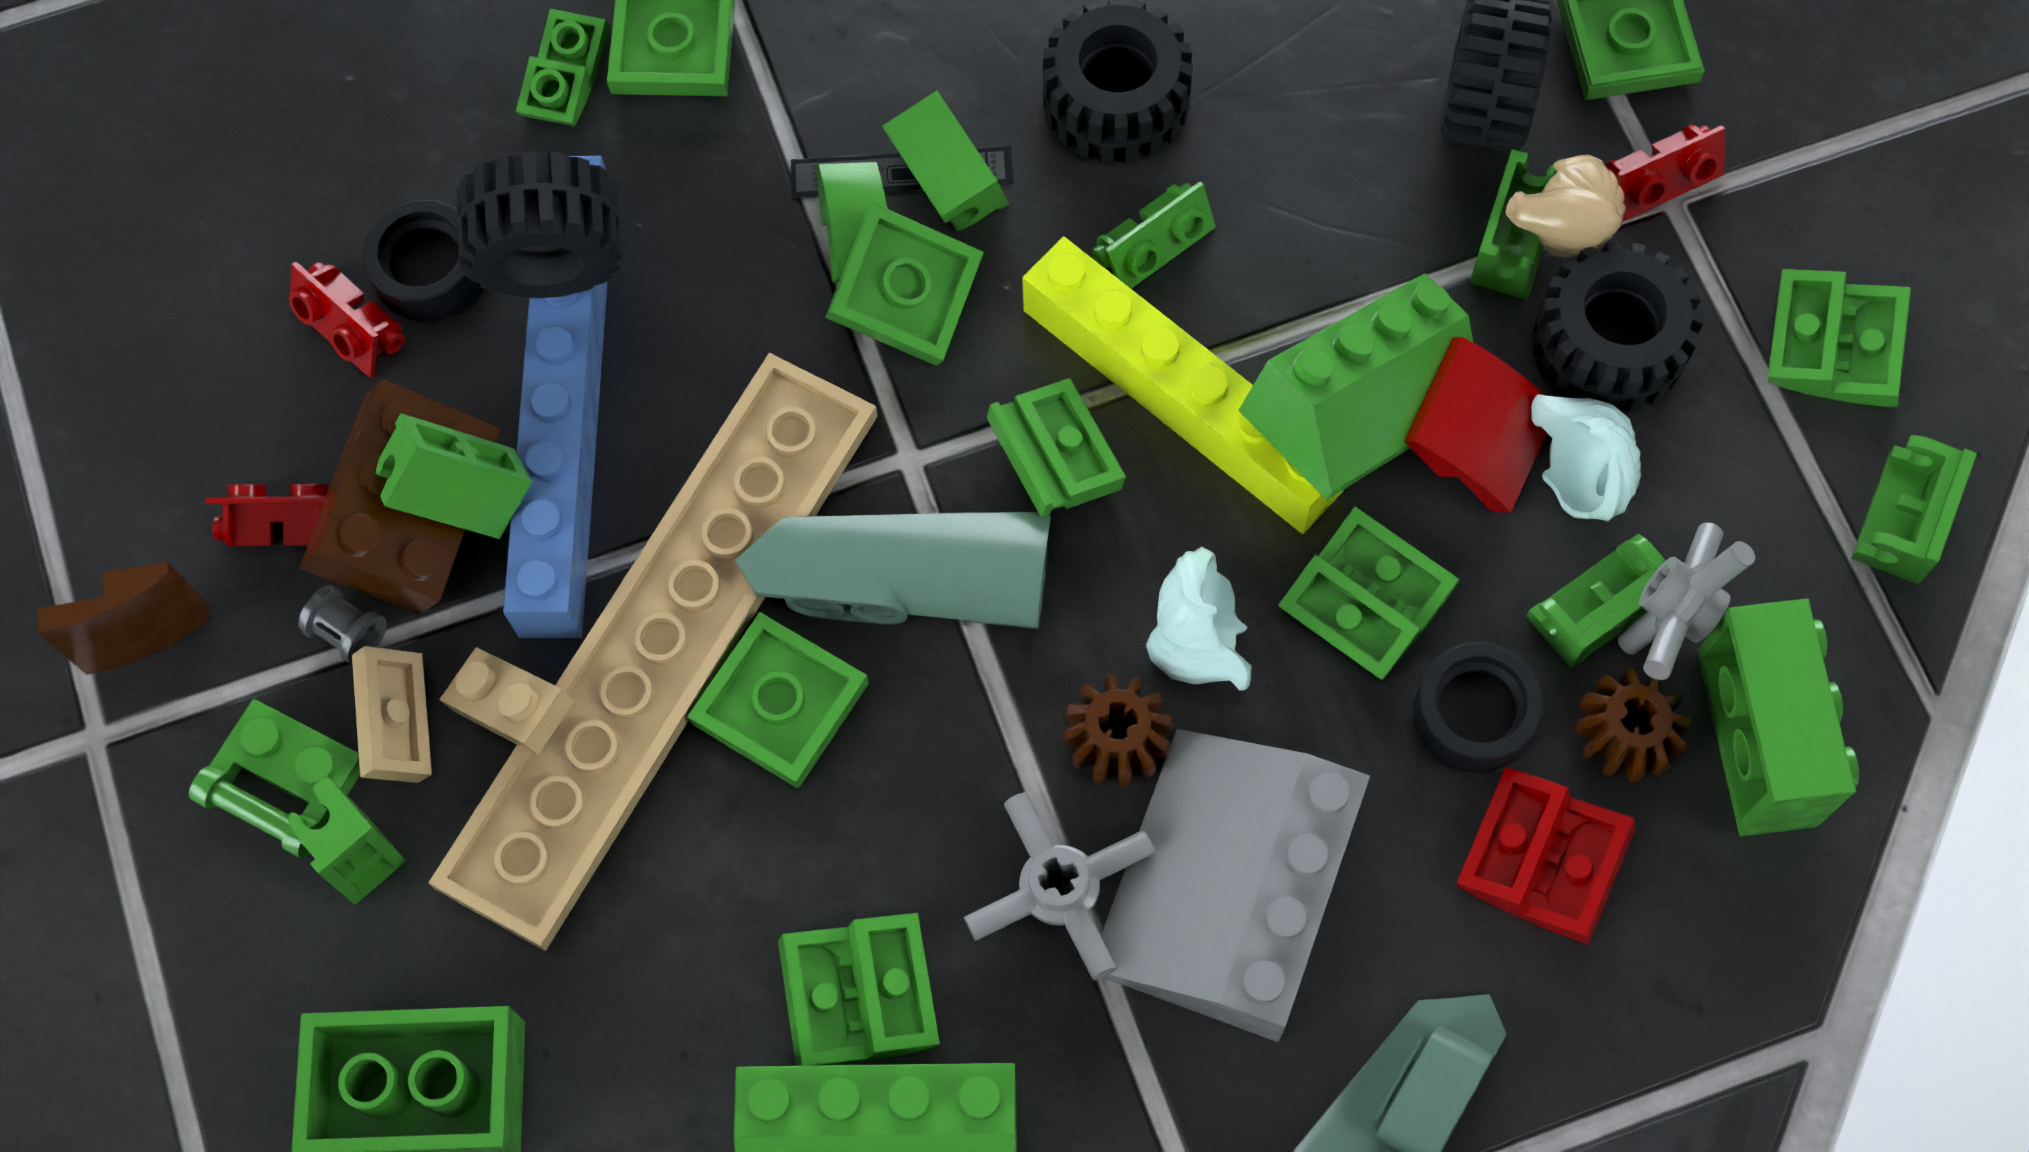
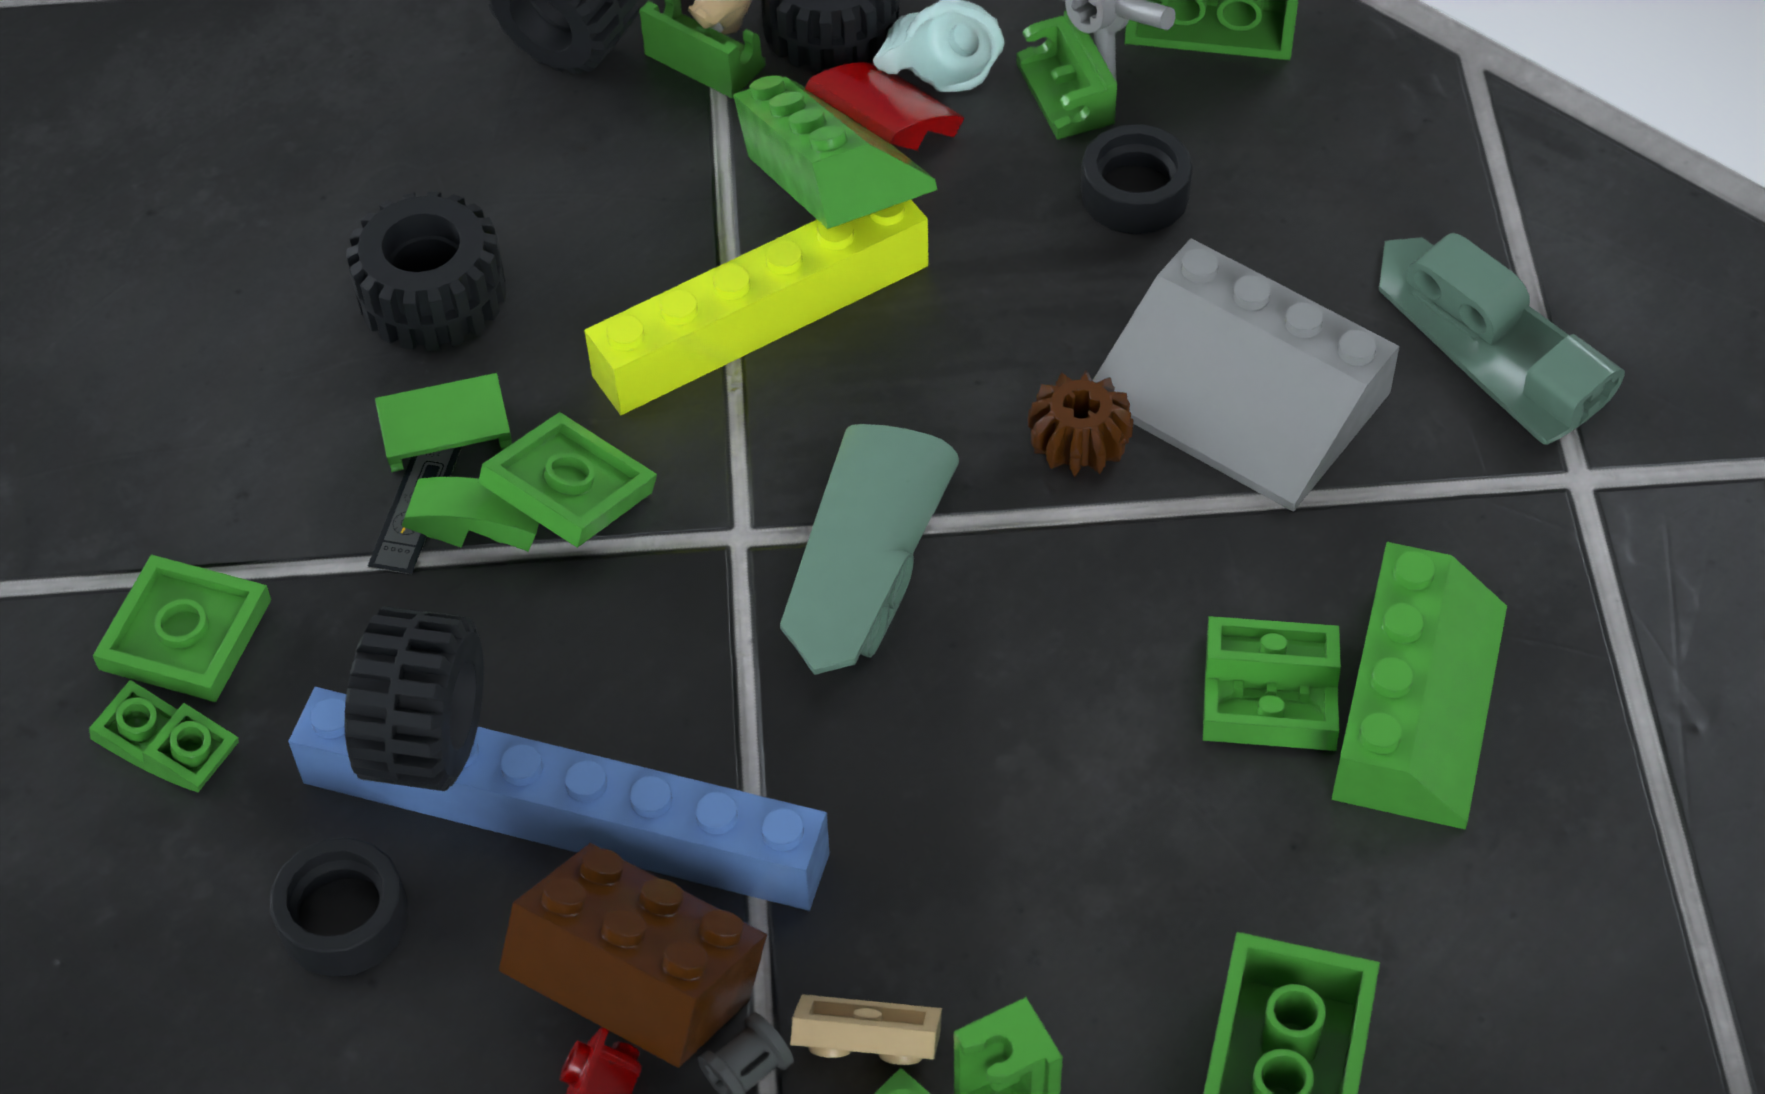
camera: 75 degrees left, 15 degrees down
(326, 301) = (370, 1009): red hinge -> none
(451, 477) = (656, 855): bright green hinge -> none
(507, 700) = (889, 911): tan plate -> none
(651, 655) = (883, 782): tan plate -> none
(778, 700) = (962, 681): bright green plate -> none
(1047, 903) = (1215, 498): light grey bar -> none
(1056, 447) = (784, 405): bright green plate -> none
(1168, 228) = (585, 271): bright green hinge -> none
(1198, 625) = (1001, 338): light aqua hair -> none
(1369, 593) = (1004, 227): bright green slope -> none
(1546, 855) = (1277, 171): red slope -> none
(1629, 749) = (1185, 85): reddish brown gear -> none

